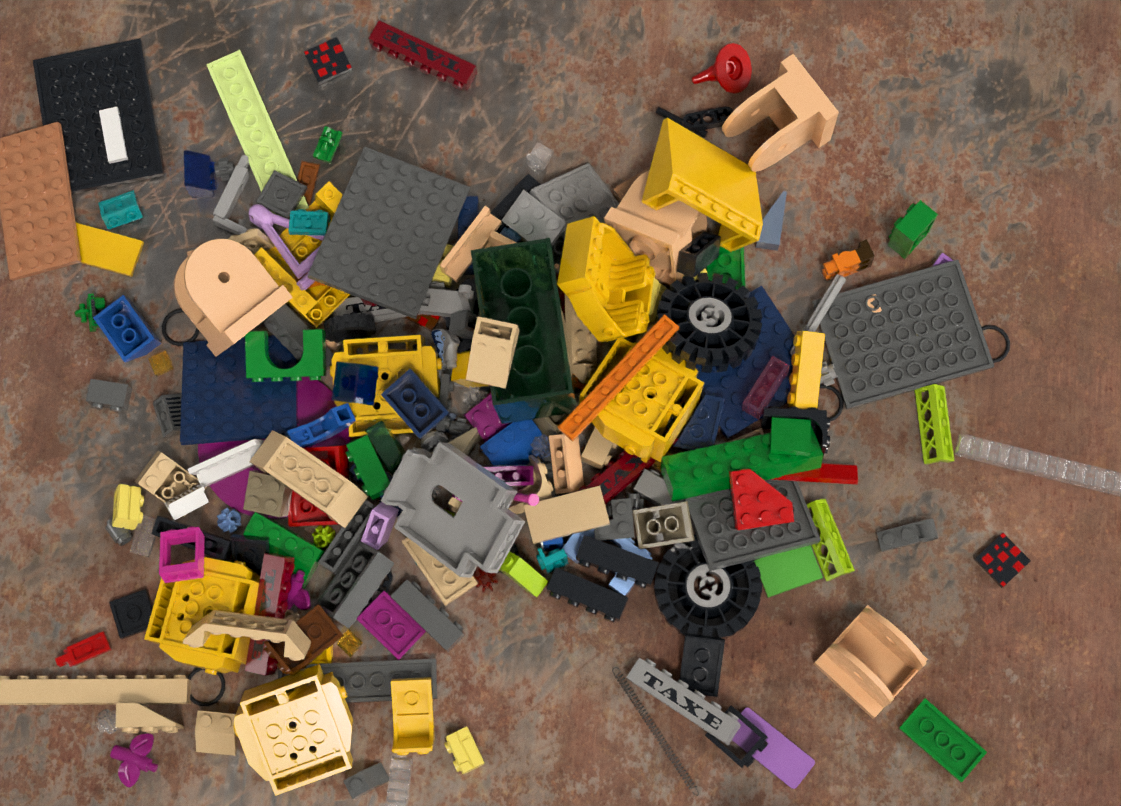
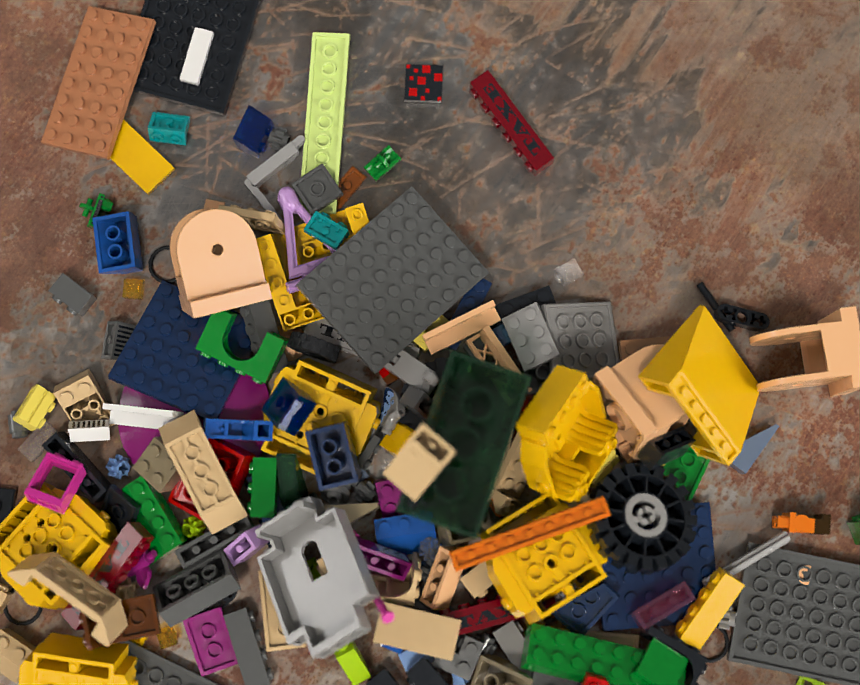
camera: 25 degrees right, 5 degrees up
(555, 559) = (387, 661): teal bracket -> none
(730, 69) = (786, 282): red piece -> none

